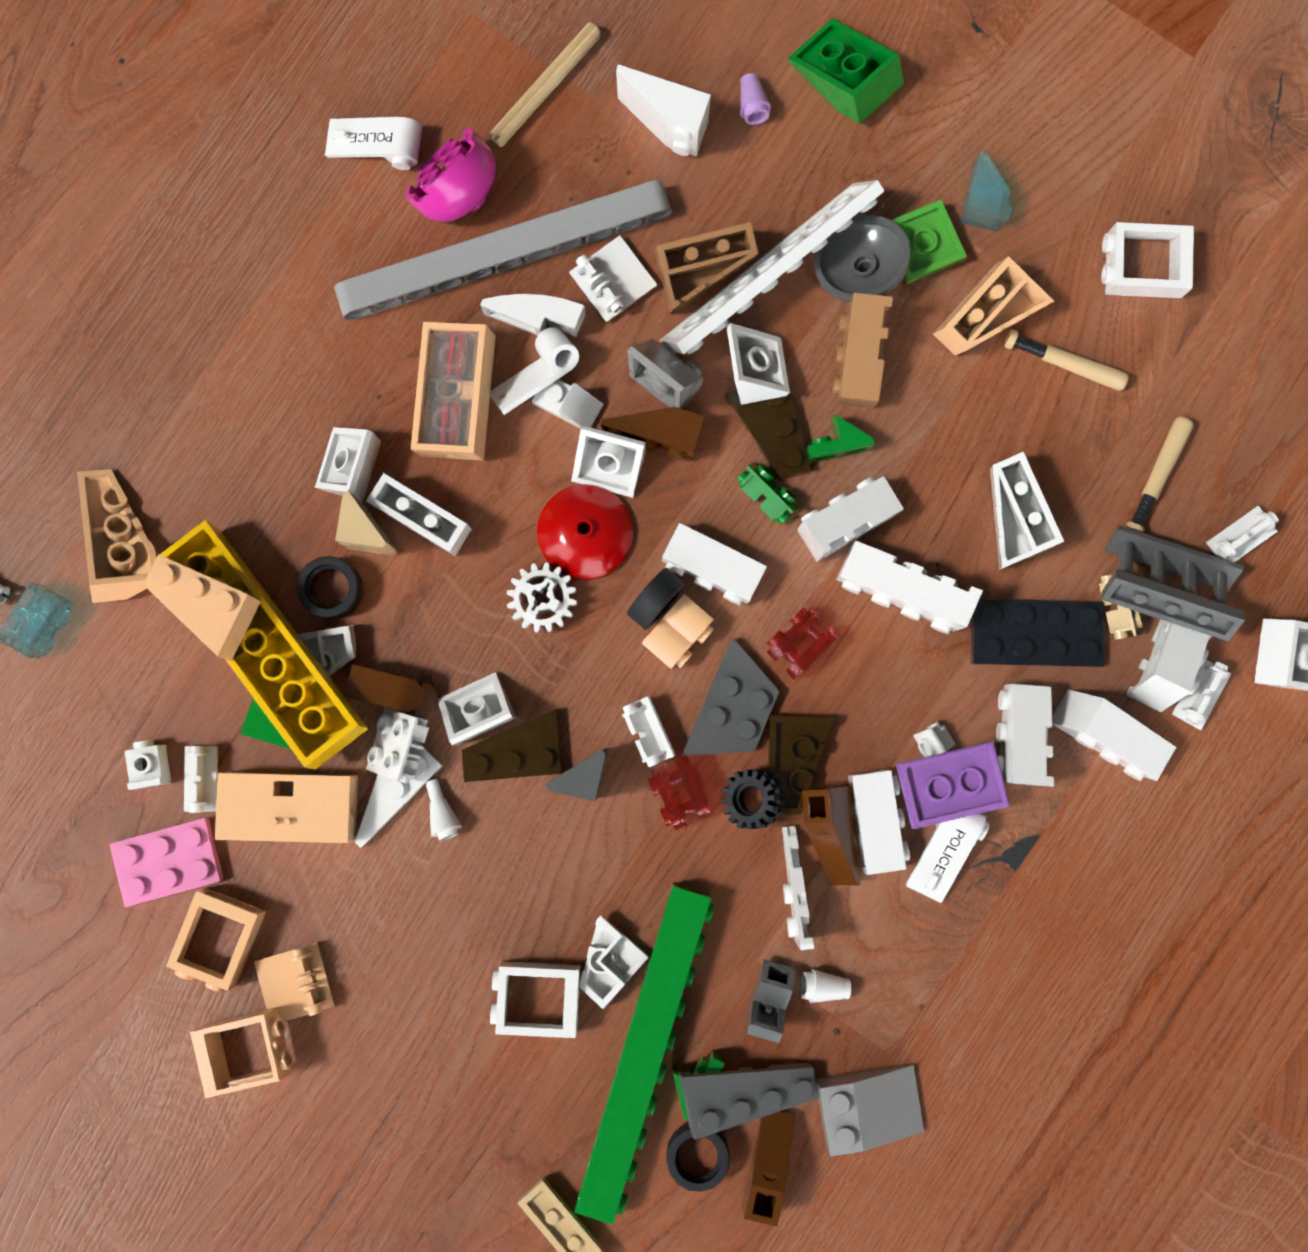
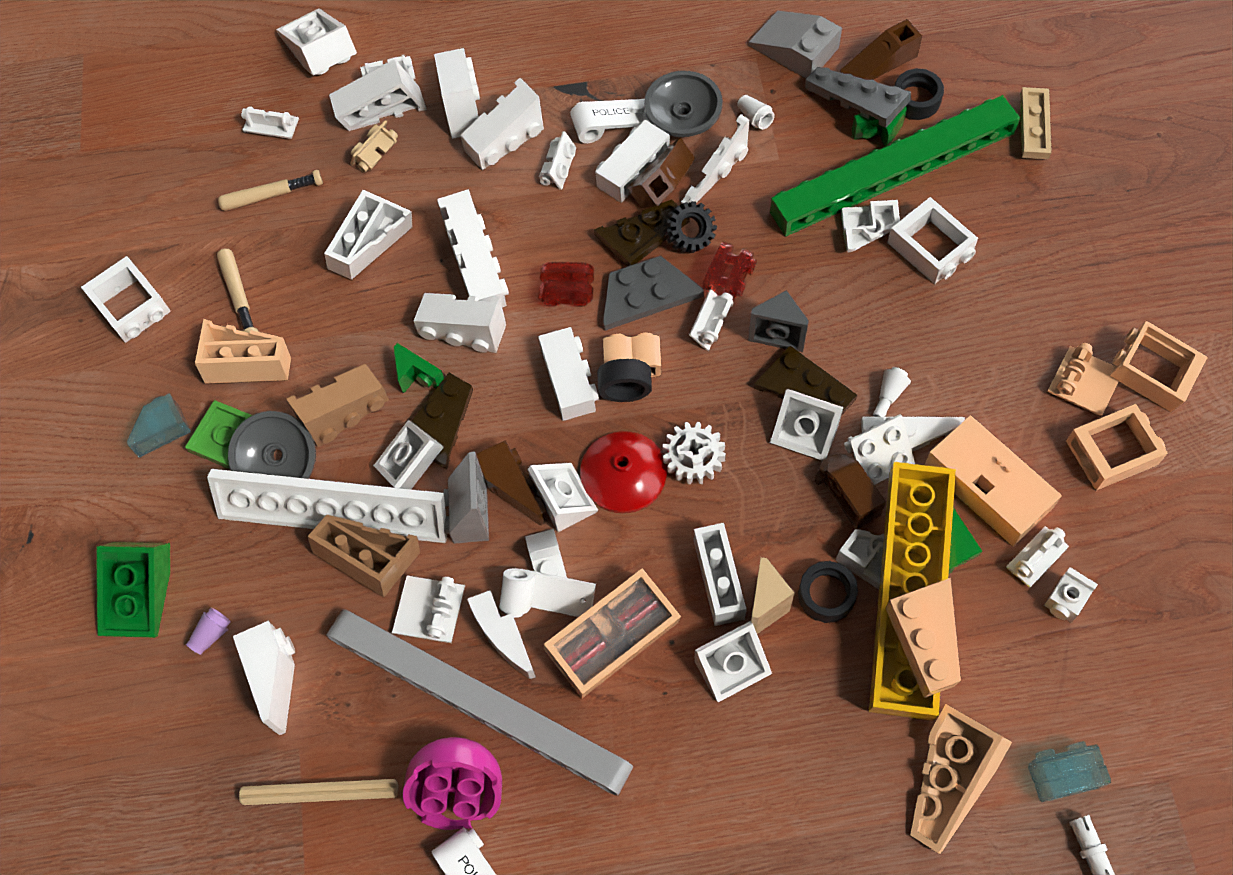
camera: 130 degrees left, 20 degrees down
(166, 862) = (1111, 527): bright pink plate -> none
(761, 482) = (485, 394): hinge -> none
(770, 1000) = (796, 129): dark grey brick -> none
(910, 937) = (683, 94): none -> dark grey dish
(952, 785) = (571, 134): medium lavender tile -> none
(1037, 633) = (430, 171): black plate -> none
(1168, 603) = (354, 121): dark grey fence -> none

